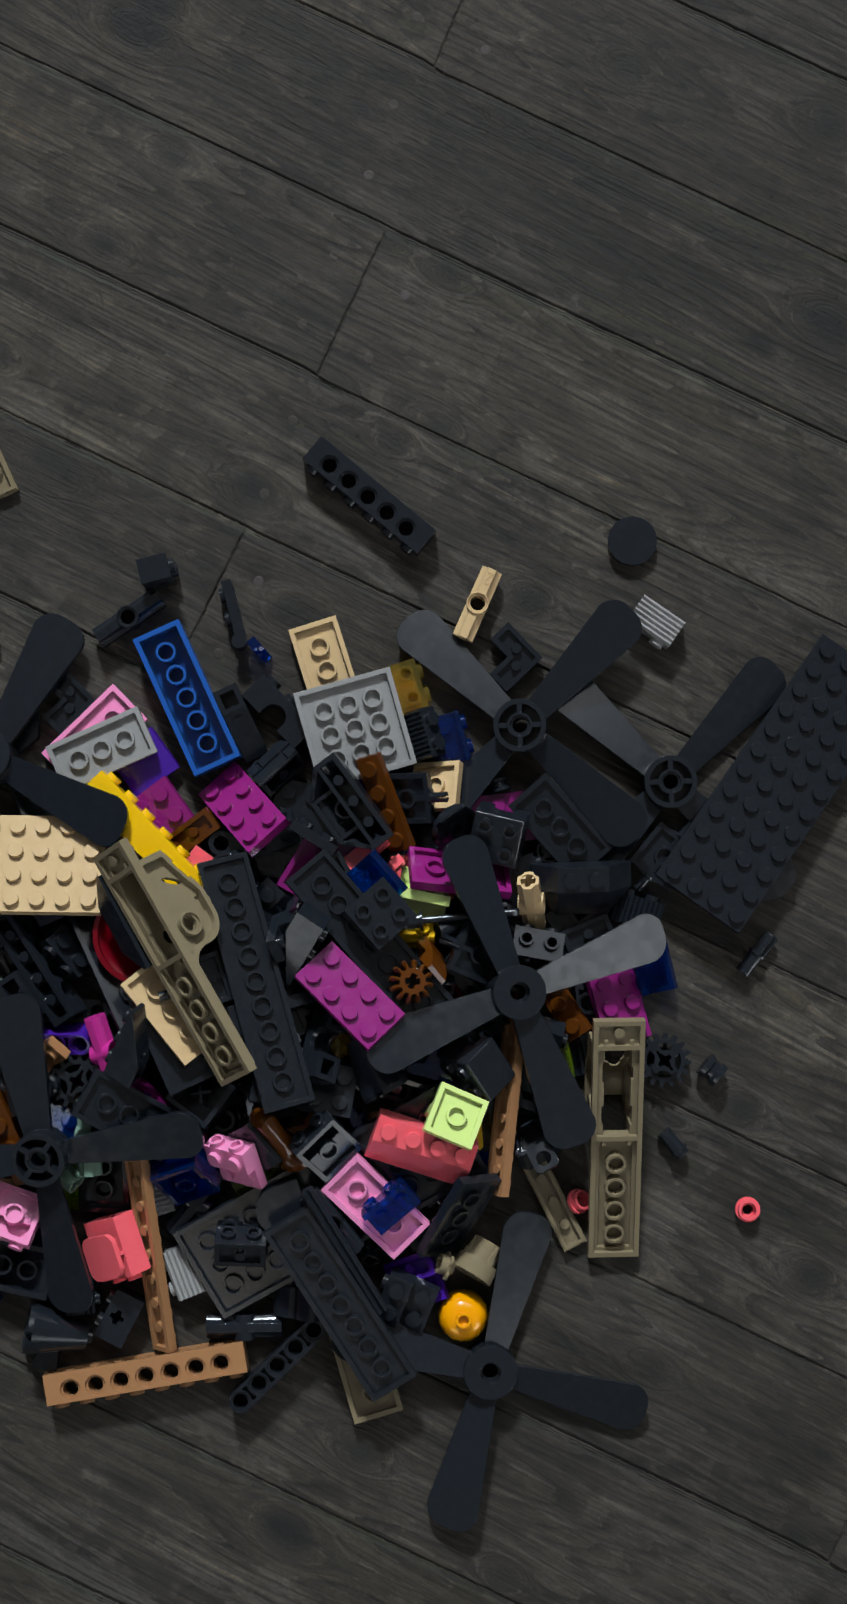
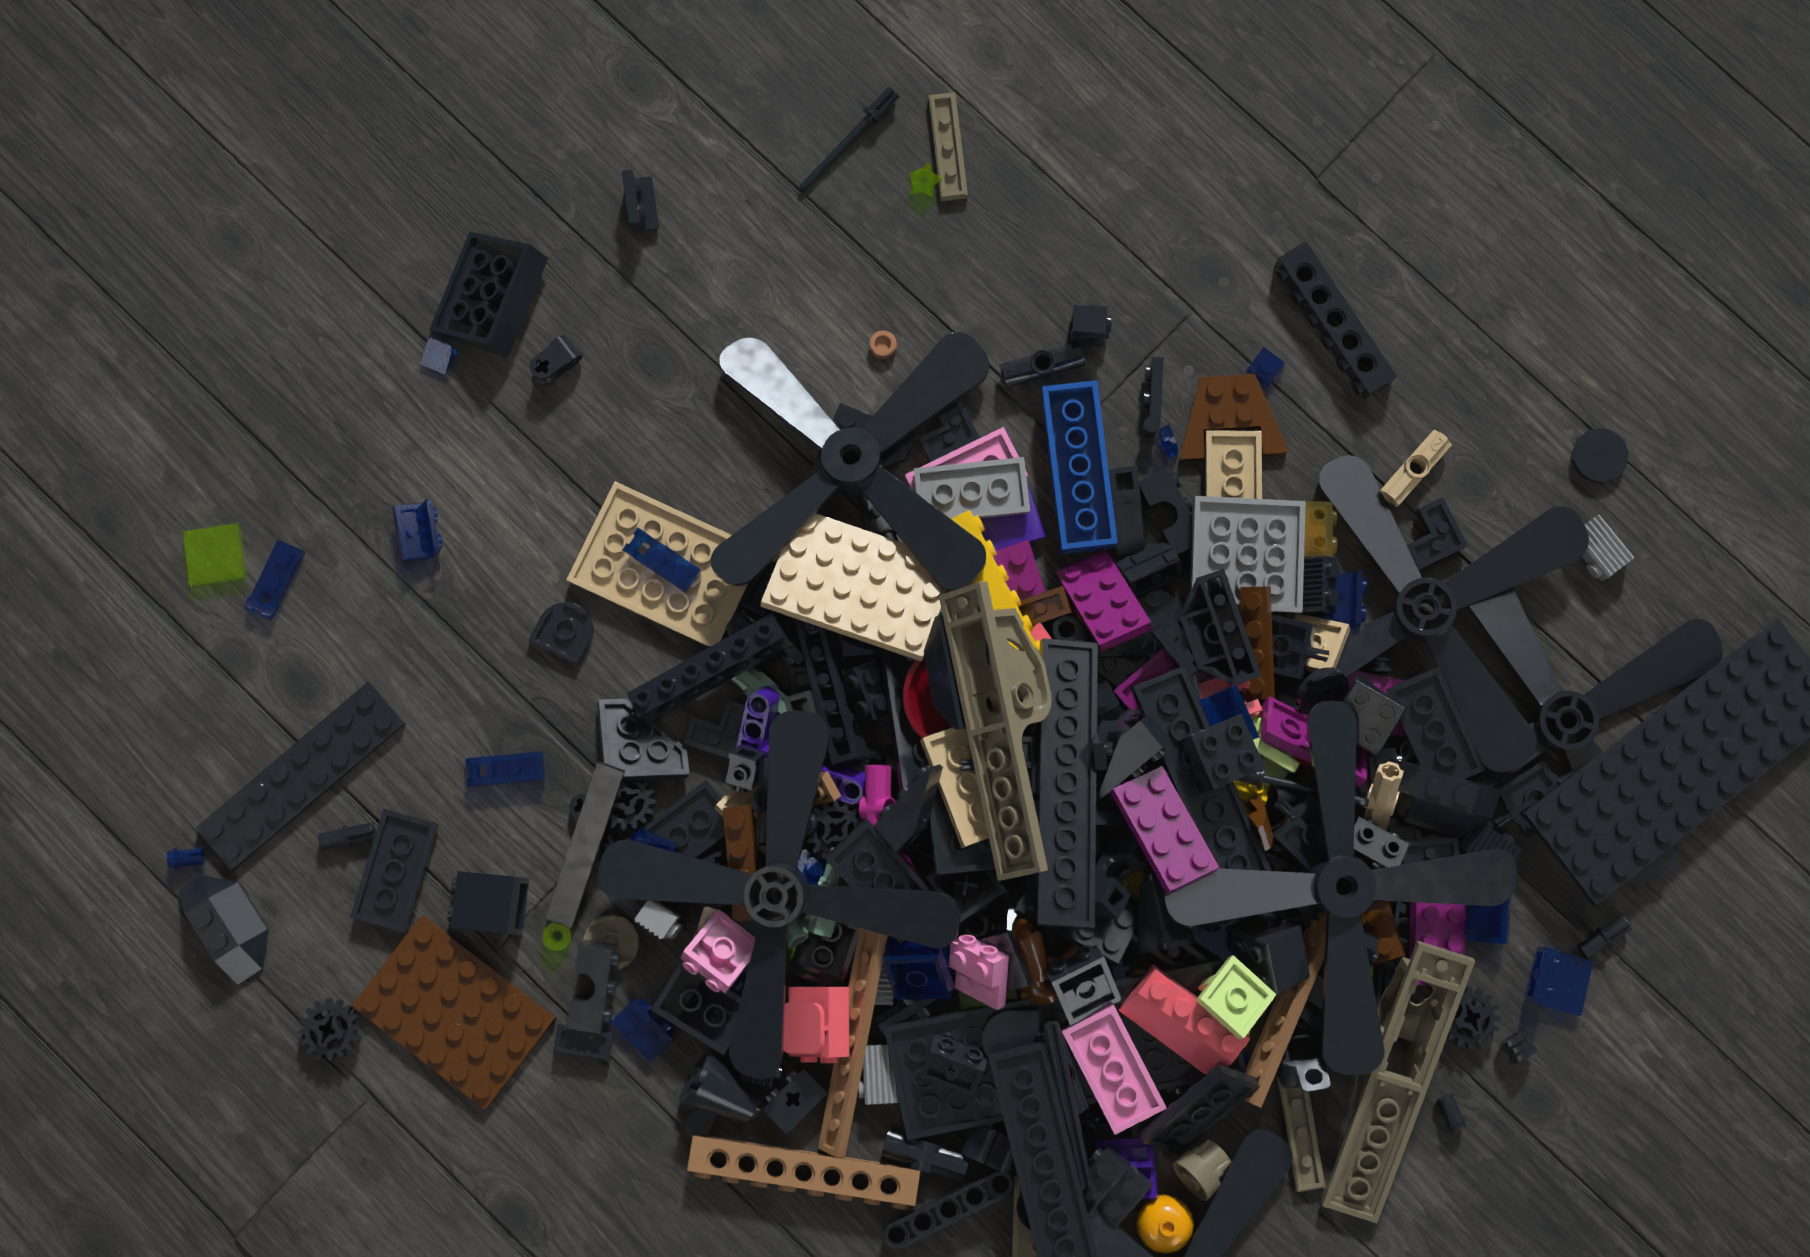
camera: 20 degrees right, 5 degrees down
(301, 600) = (1230, 404): none -> reddish brown wing
(323, 556) = (1266, 366): none -> clear blue plate
(390, 1205) = (1132, 1072): clear blue bracket -> none
(416, 990) = (1224, 839): reddish brown gear -> none
(445, 1265) = (1166, 1160): dark tan plate -> none
(578, 1201) = (1329, 1141): coral plate -> none
(729, 1004) = (1559, 981): none -> clear blue bracket
(753, 1214) = (1520, 1212): coral plate -> none

